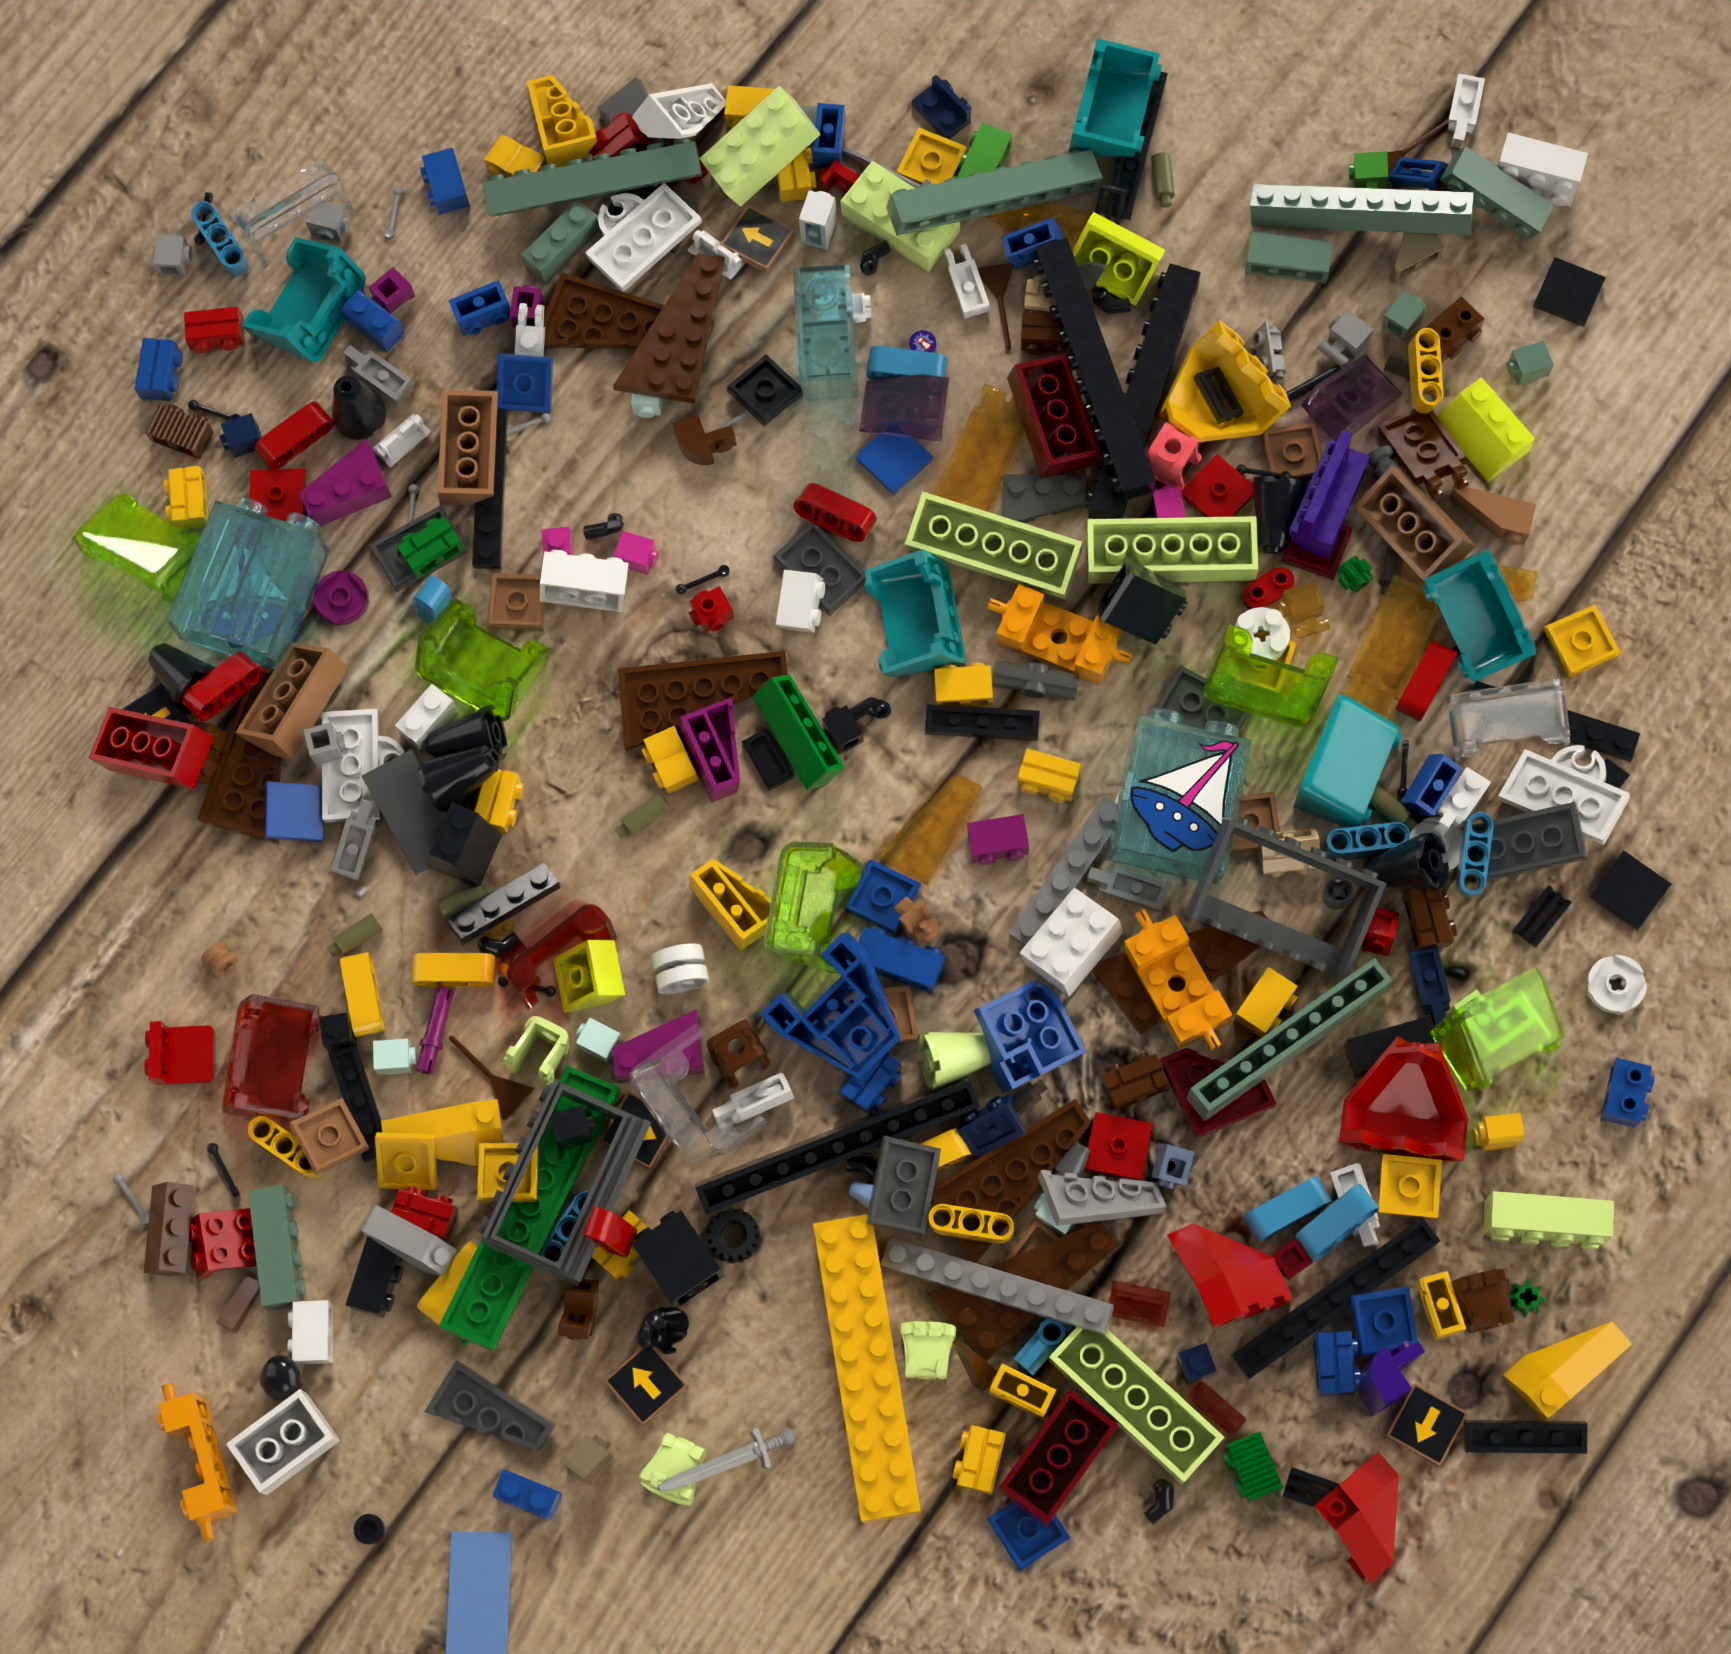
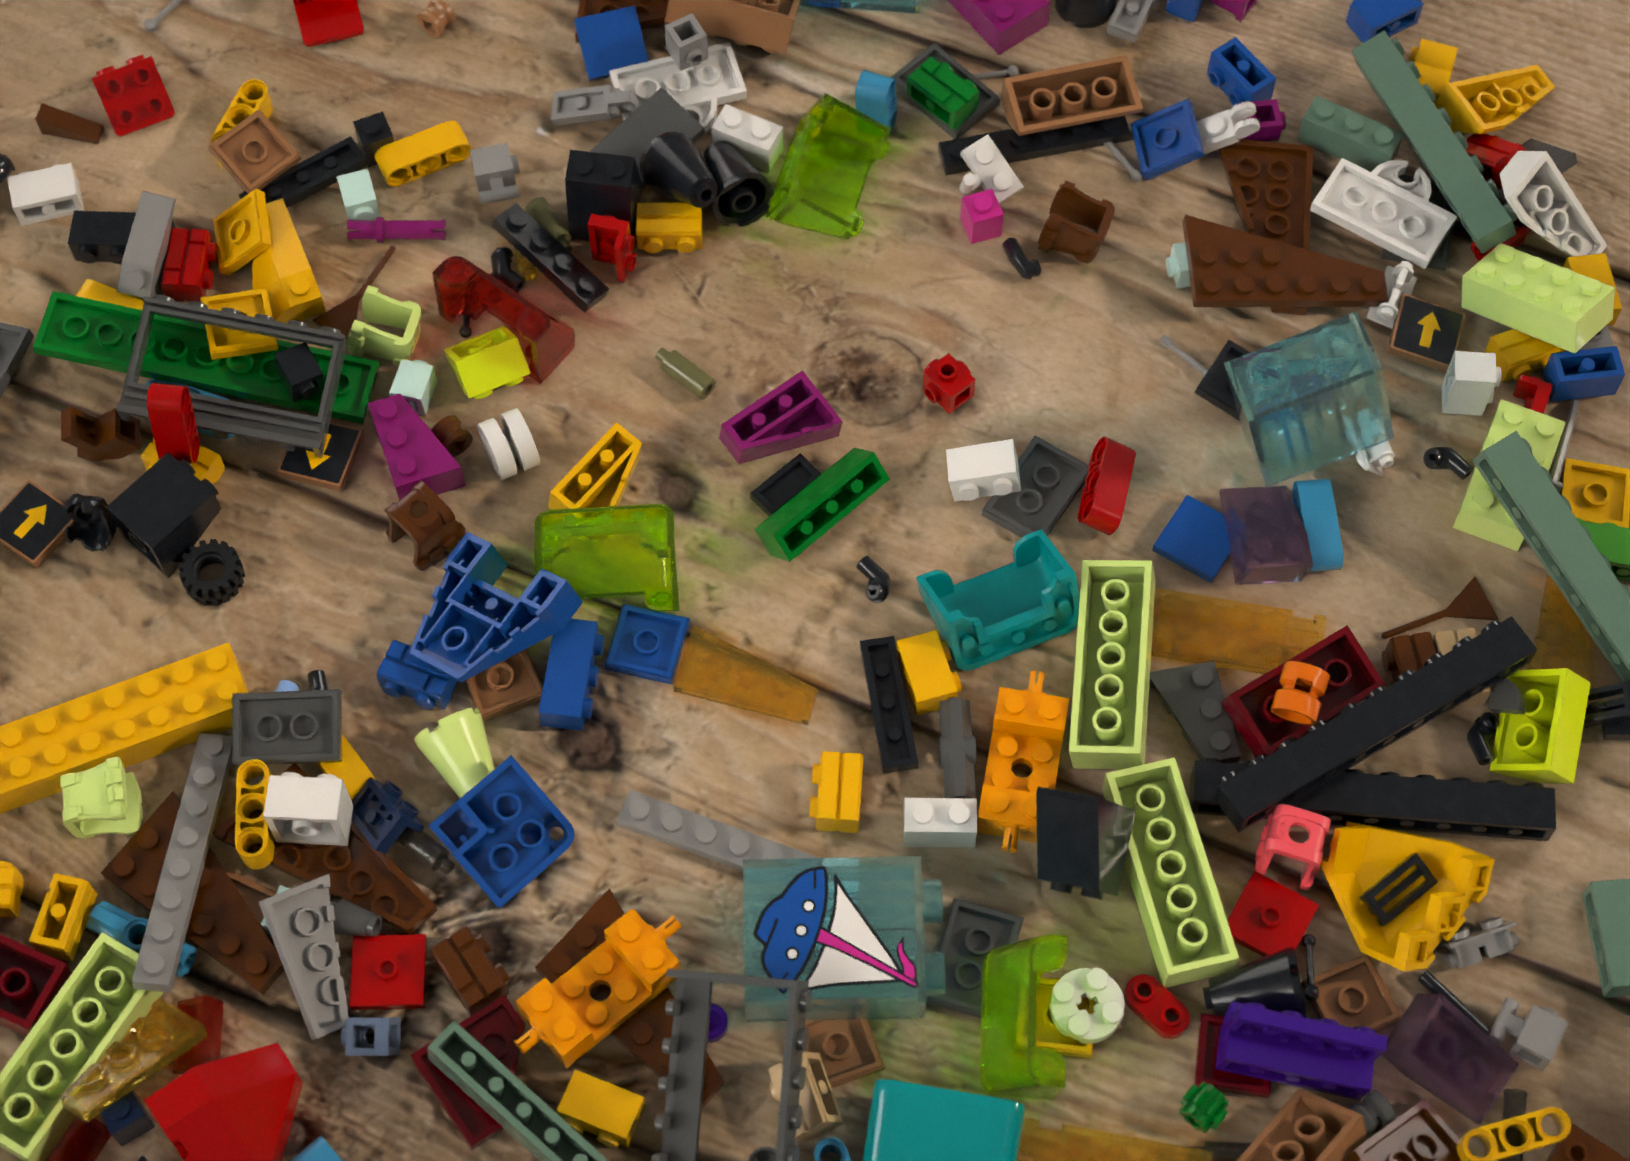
camera: 70 degrees right, 10 degrees down
(168, 1229) = (135, 39): reddish brown brick -> none
(213, 1149) = (192, 92): black hinge -> none
(269, 1058) = (331, 86): clear red windscreen -> none
(275, 1247) = (132, 139): sand green brick -> none
(341, 597) = (868, 34): magenta tile -> none
(355, 935) = (486, 130): olive cylinder -> none
(397, 936) = (495, 173): none -> light grey brick
(402, 440) = (1062, 44): white hinge -> none
(453, 970) = (467, 226): yellow beam -> none
(507, 844) = (612, 243): none -> red bracket
(515, 529) = (989, 170): none -> white plate
(515, 602) = (909, 197): medium nougat tile -> none
(583, 581) = (943, 242): white brick -> none
(589, 453) = (1075, 207): none -> reddish brown piece
(637, 552) = (997, 294): dark pink brick -> none
(654, 1016) = (452, 435): none -> reddish brown wheel
(657, 1088) = (361, 439): clear windscreen -> none
(662, 693) = (846, 374): reddish brown wing -> none
(670, 760) = (756, 379): yellow brick -> none
(699, 446) = (1150, 328): reddish brown brick -> none
(723, 571) = (1004, 391): black hinge -> none
(754, 1100) = (373, 559): white hinge -> none
(836, 1145) = (331, 654): black brick -> none
(842, 729) = (839, 553): black brick -> none
(917, 921) = (616, 678): medium nougat hips -> none
(923, 341) = (1355, 538): tile -> none
(967, 283) = (1450, 568): white hinge -> none
(977, 1368) = (92, 856): reddish brown piece -> none
(984, 1175) = (308, 809): none -> white brick
(998, 839) = (744, 751): magenta brick -> none
(1022, 244) = (1530, 617): blue brick -> none
(1069, 422) = (1296, 704): none -> orange wheel
(1071, 942) = (629, 858): white brick -> none
(1092, 706) = (940, 822): none -> white brick
(1129, 886) = (718, 917): light grey hinge -> none
(1156, 1341) = (145, 1051): none -> clear yellow wing
(1168, 502) = (1230, 858): dark pink brick -> none
(1304, 605) = (1142, 1050): clear yellow brick -> none
(1404, 315) = (1591, 1101): sand green brick -> none

